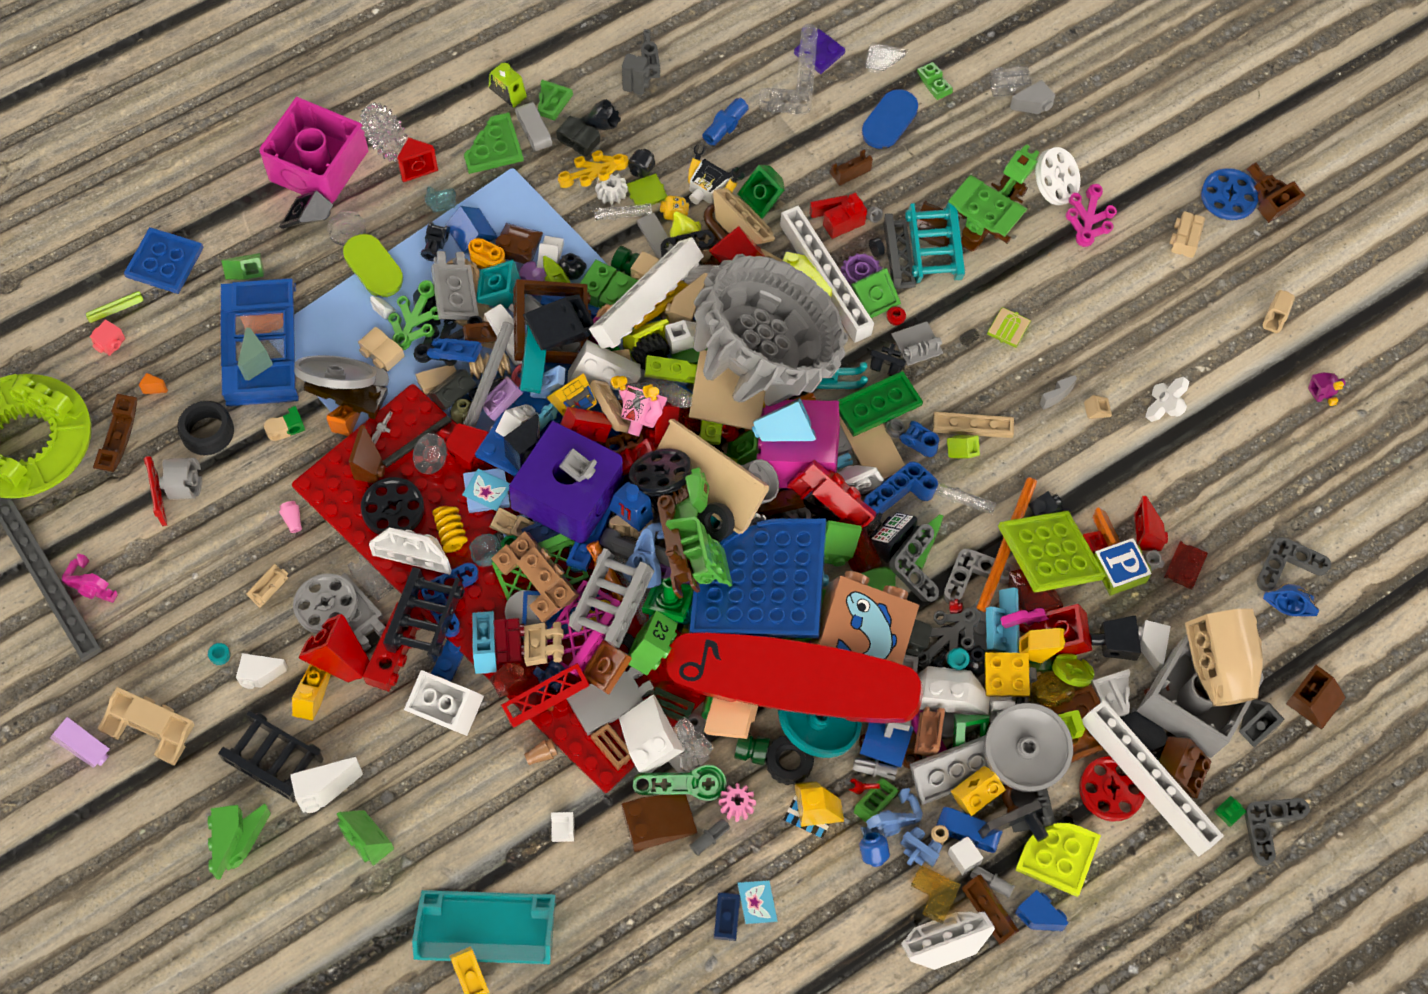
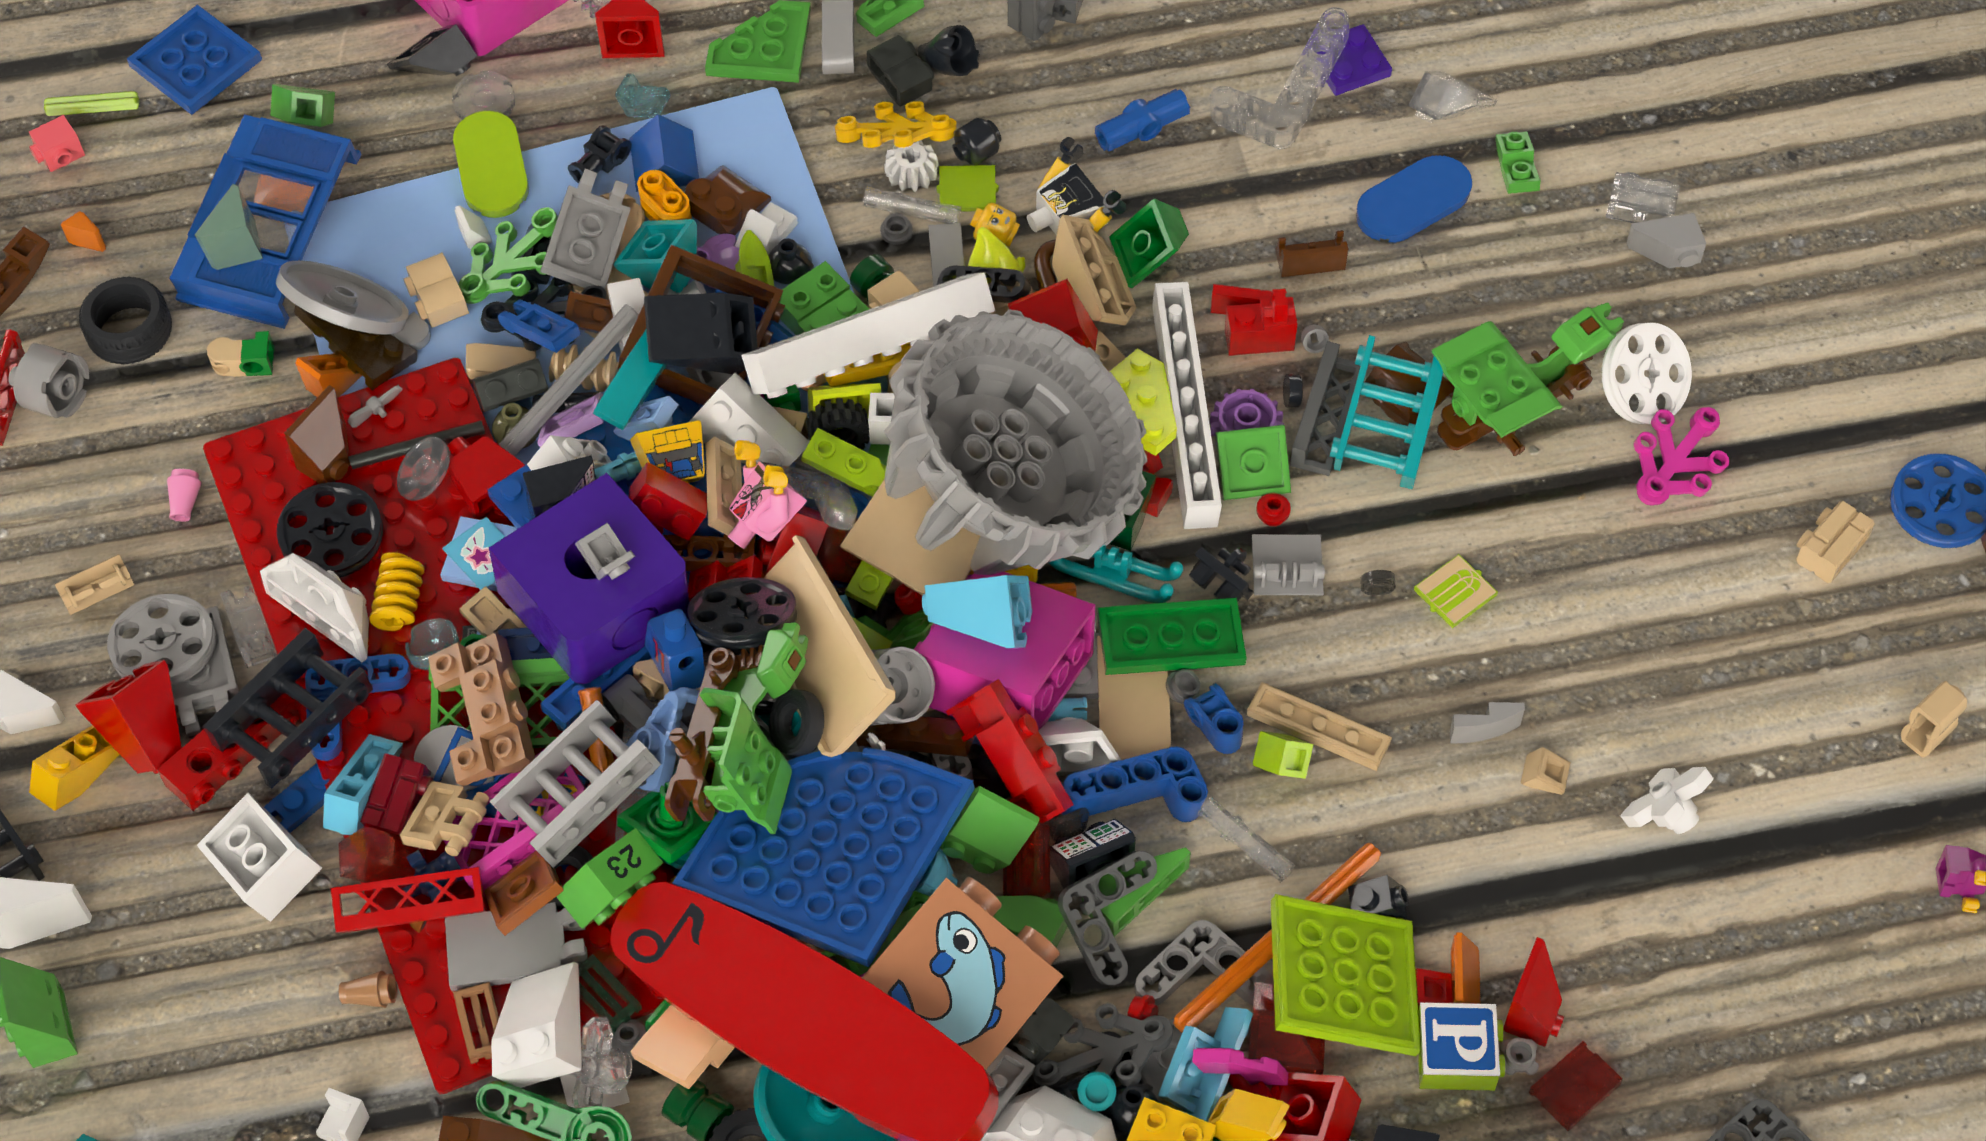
camera: 25 degrees right, 5 degrees down
(620, 223) = (896, 222): none -> flat silver plate

